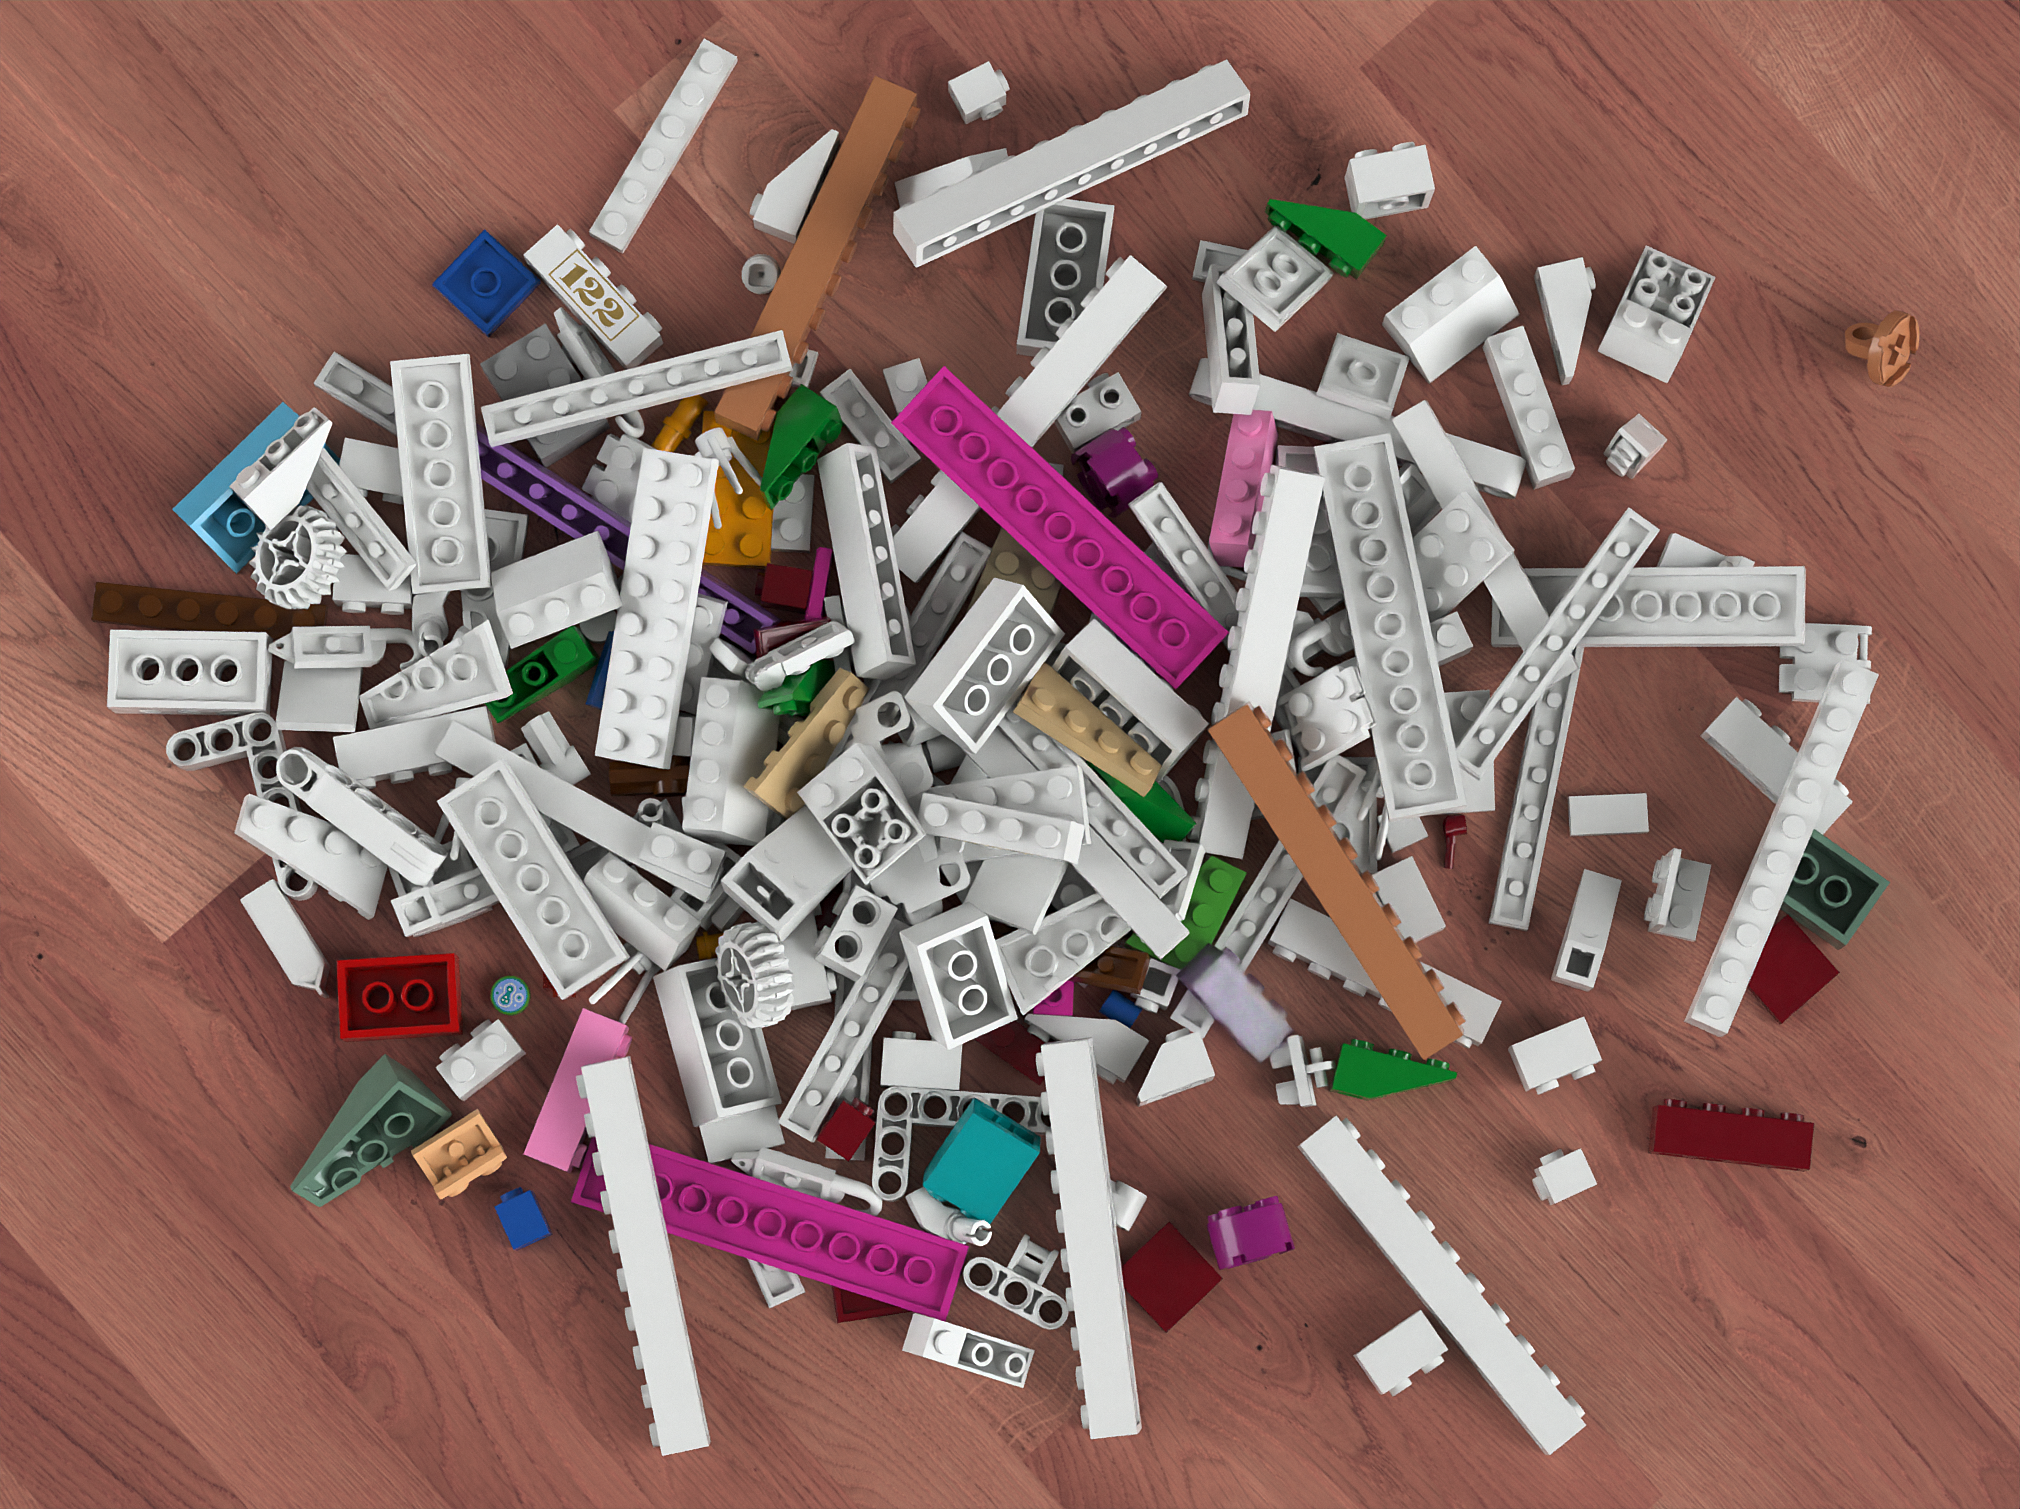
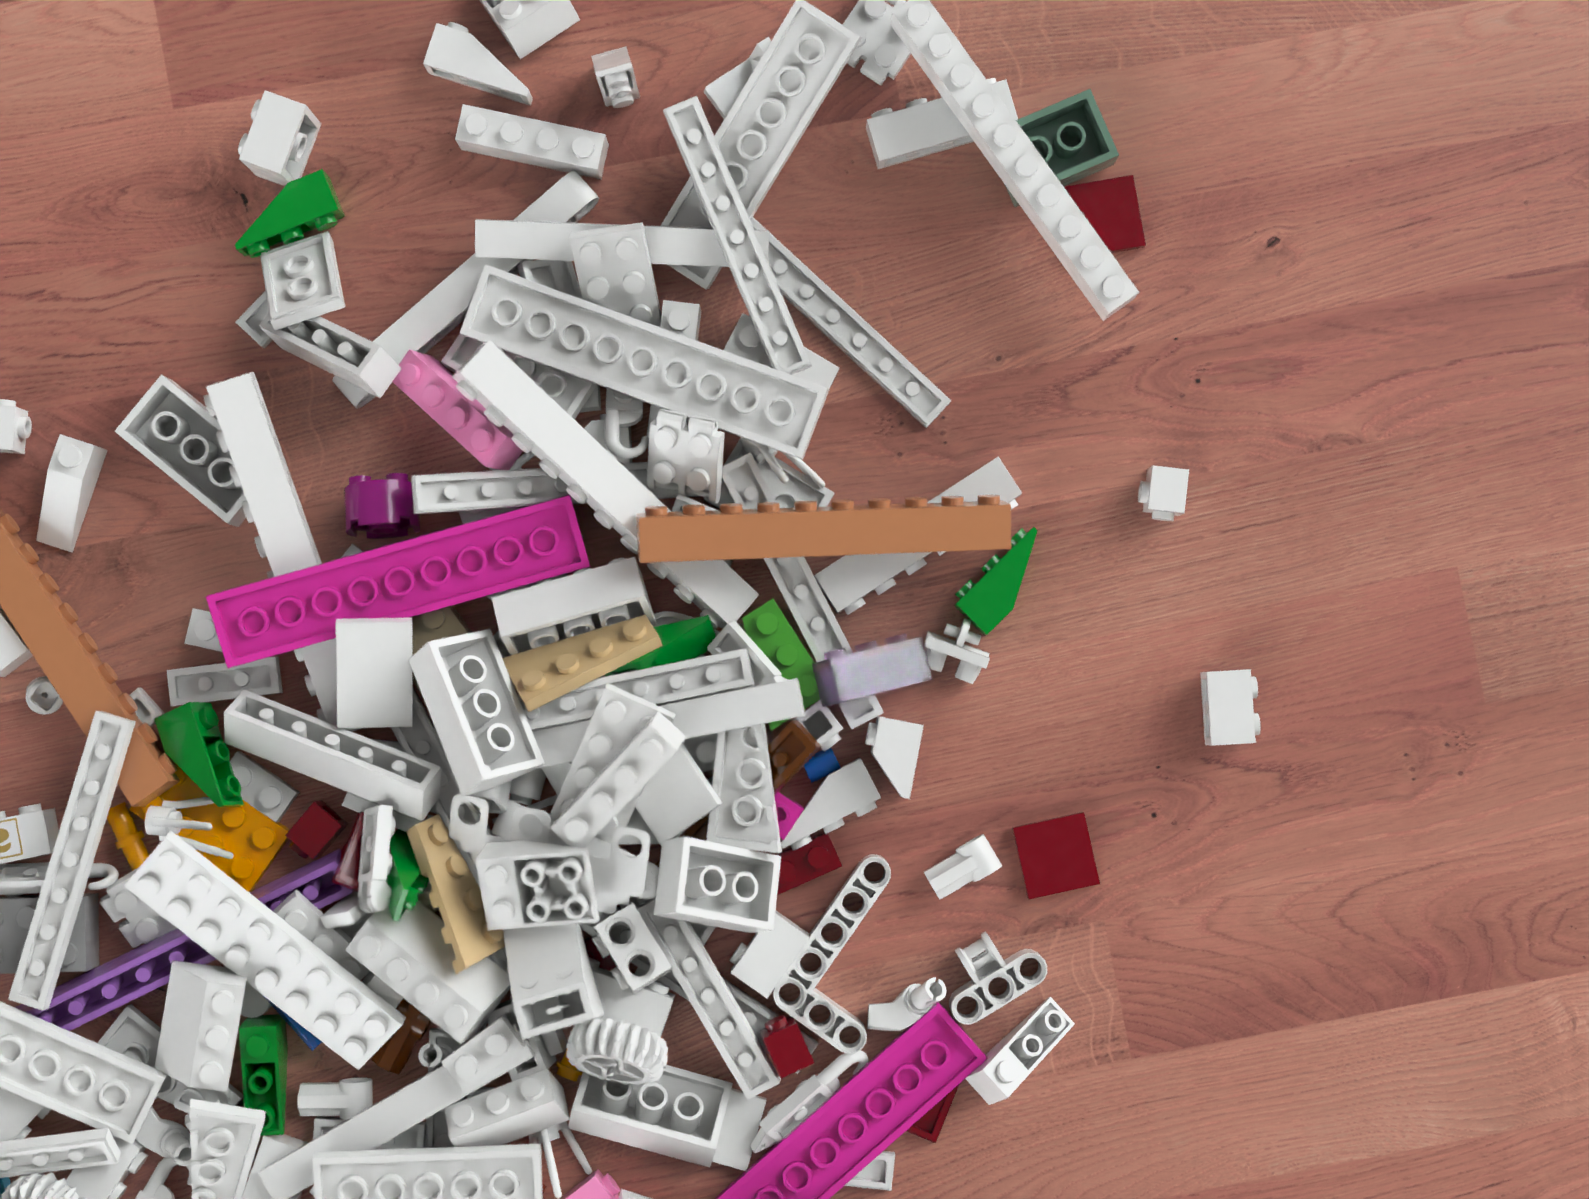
camera: 55 degrees left, 5 degrees up
(819, 583) = (329, 801): dark pink tile -> none
(963, 554) = (374, 672): none -> white tile
(981, 1162) = (878, 953): teal brick -> none
(1070, 163) = (103, 390): white brick -> none
(1090, 1238) = (990, 902): white brick -> none
(1096, 410) = (322, 490): white brick -> none
(1251, 1234) = (1065, 771): magenta brick -> none
(1363, 376) = (426, 259): white tile -> none
(1404, 833) = (816, 452): white tile -> none
(1410, 898) = (872, 479): white brick -> none
(1442, 1285) = (1193, 641): white brick -> none
(1451, 315) = (419, 157): white slope -> none
(1452, 826) = (833, 409): dark red hand -> none
(1555, 1055) = (1065, 439): white brick -> none
(1587, 931) = (981, 353): white slope -> none
(1608, 814) = (897, 280): white tile -> none
(1678, 897) = (995, 265): white bracket -> none
(1731, 1137) = (1213, 340): dark red brick -> none

